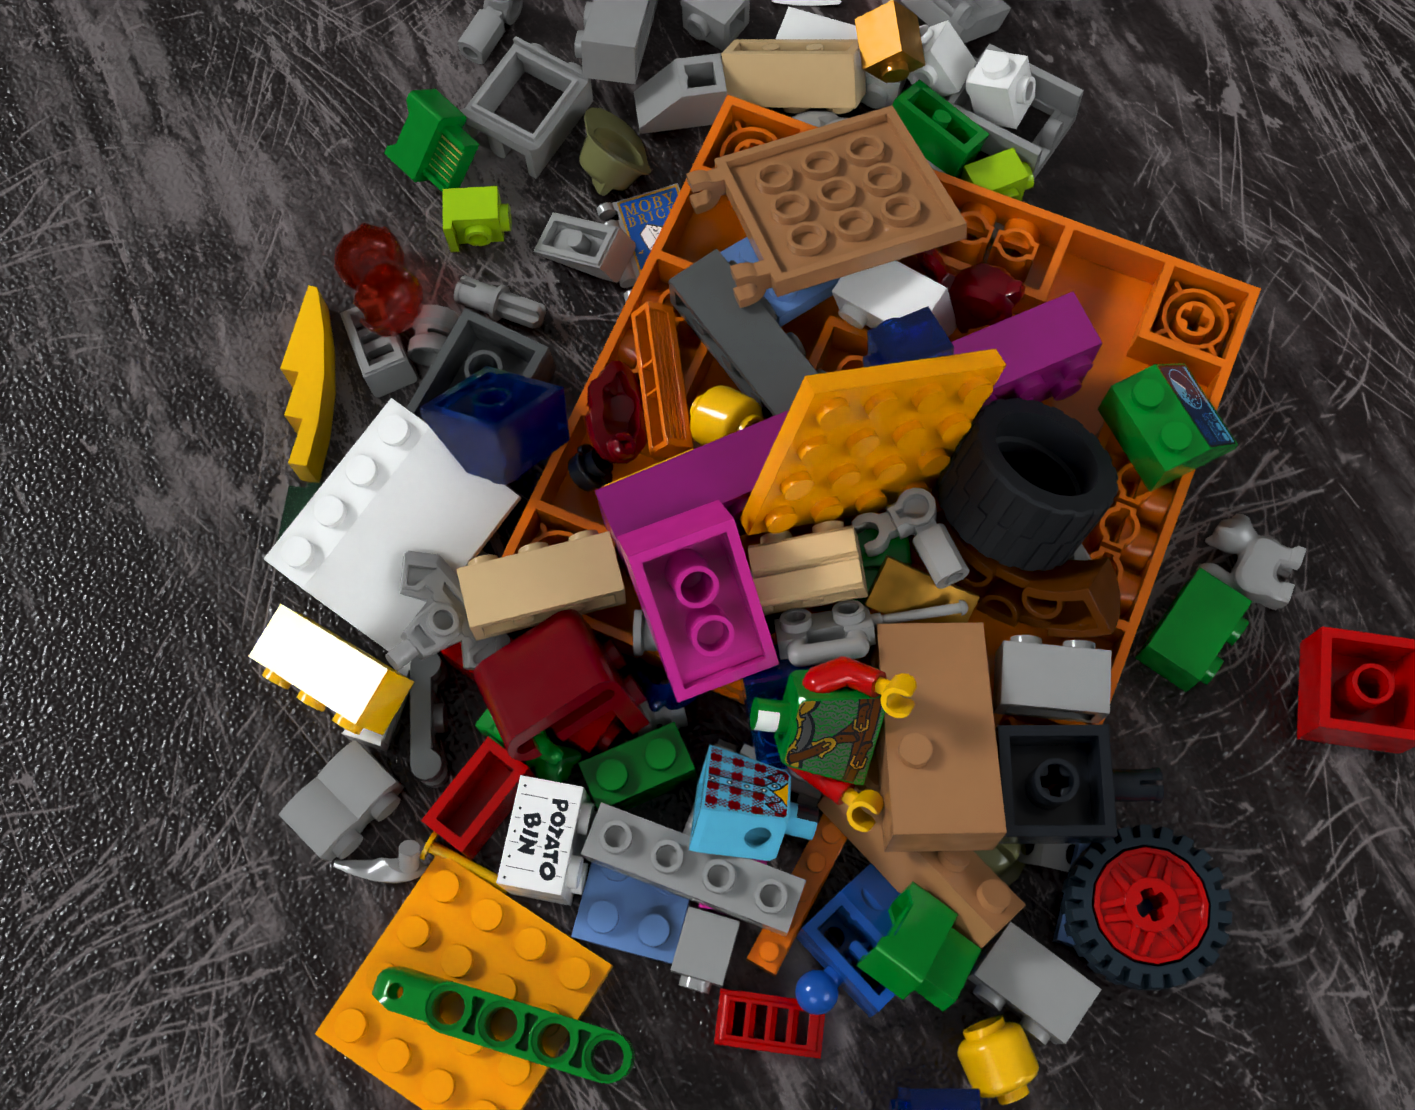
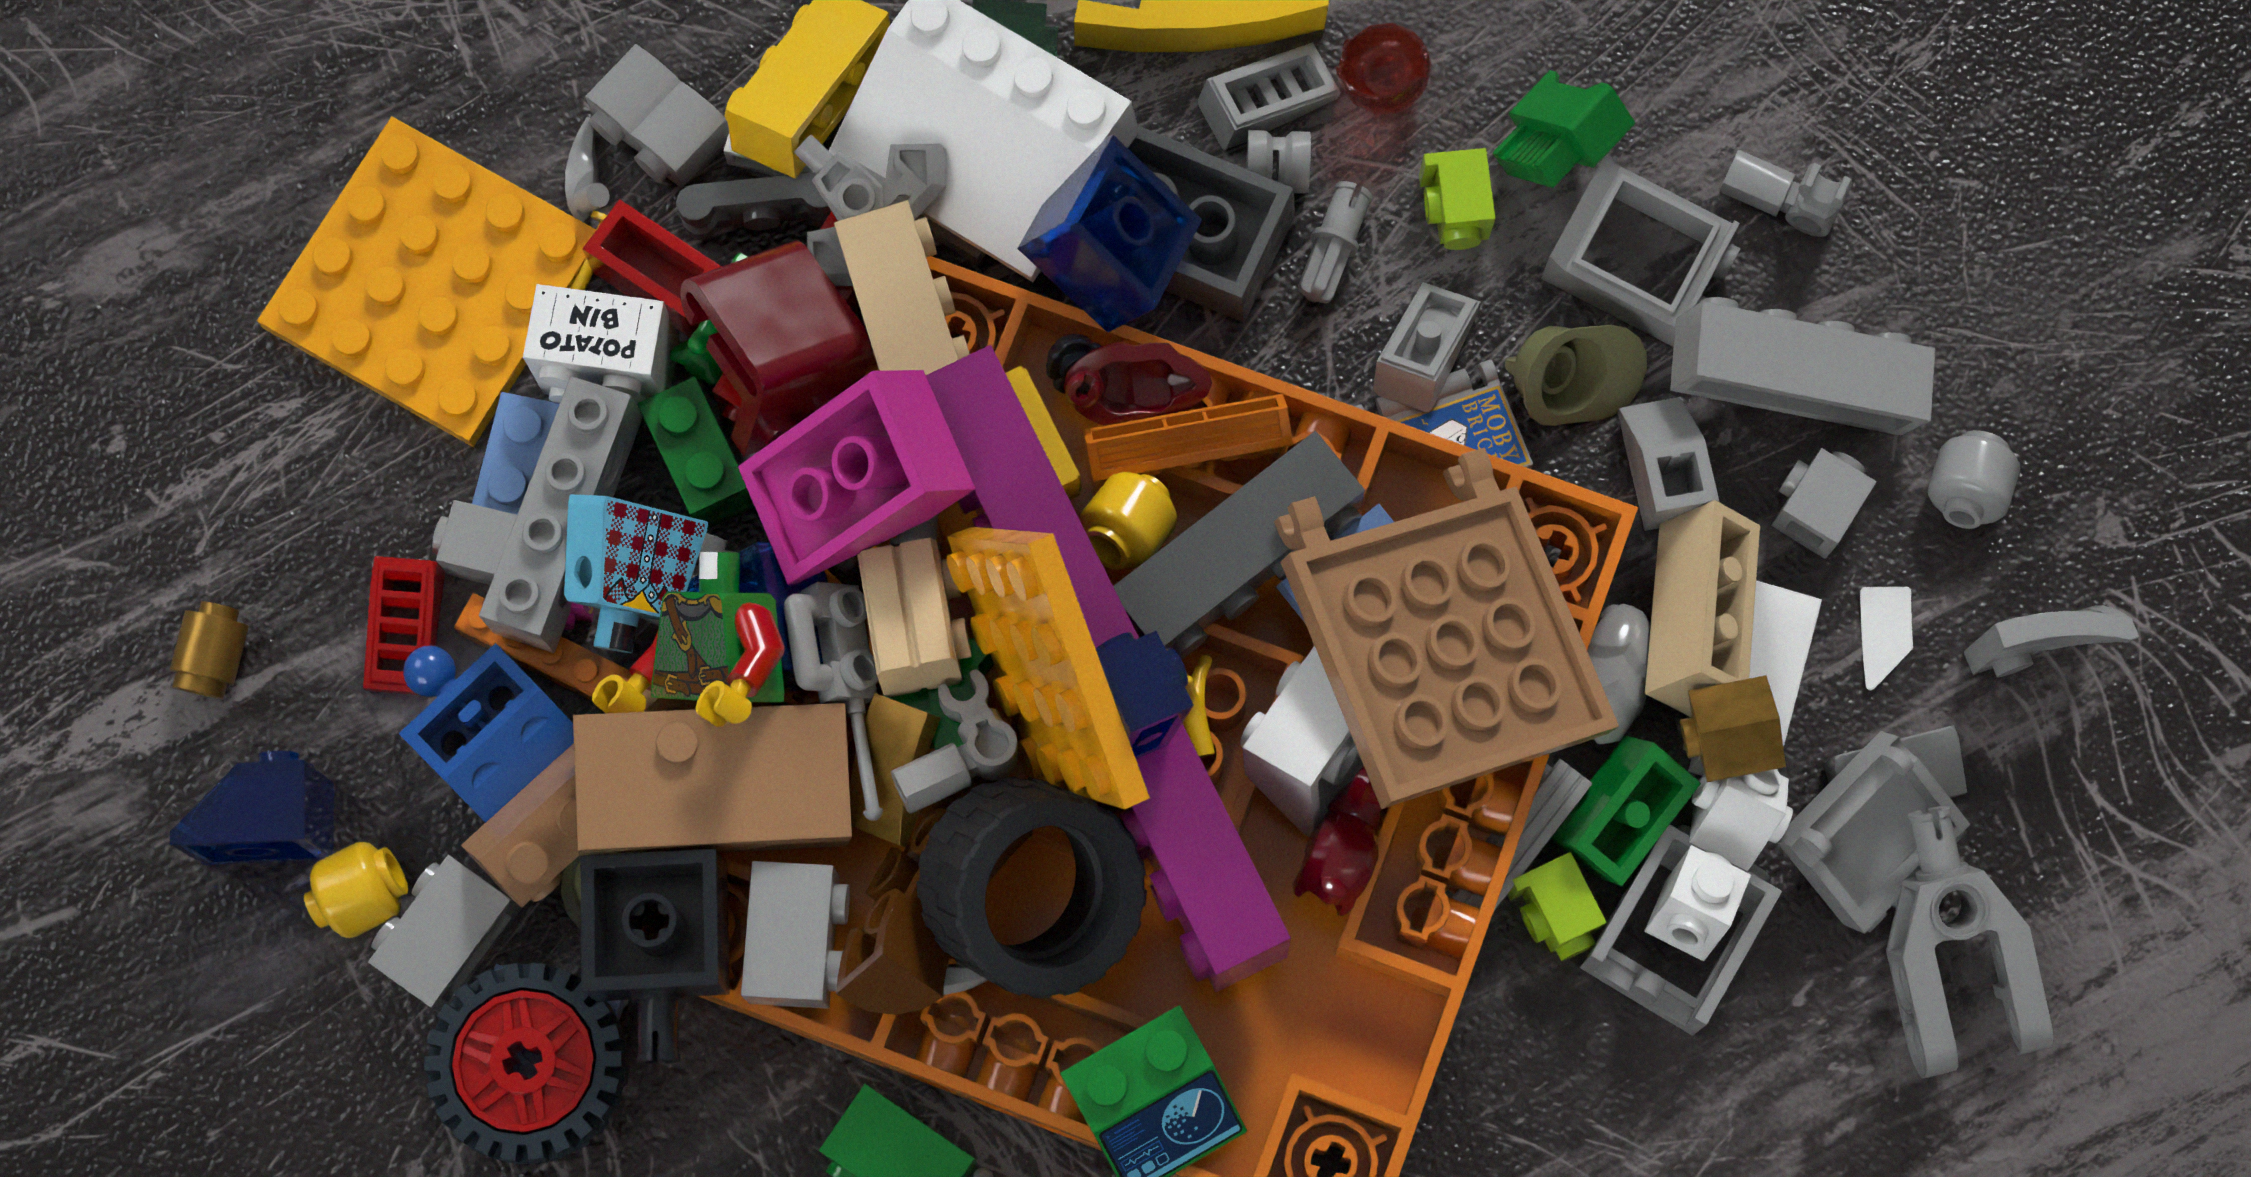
camera: 85 degrees right, 5 degrees up
(389, 298) = (1311, 98): clear red hair -> none
(425, 993) = (413, 222): green piece -> none
(922, 950) = (463, 779): green piece -> none

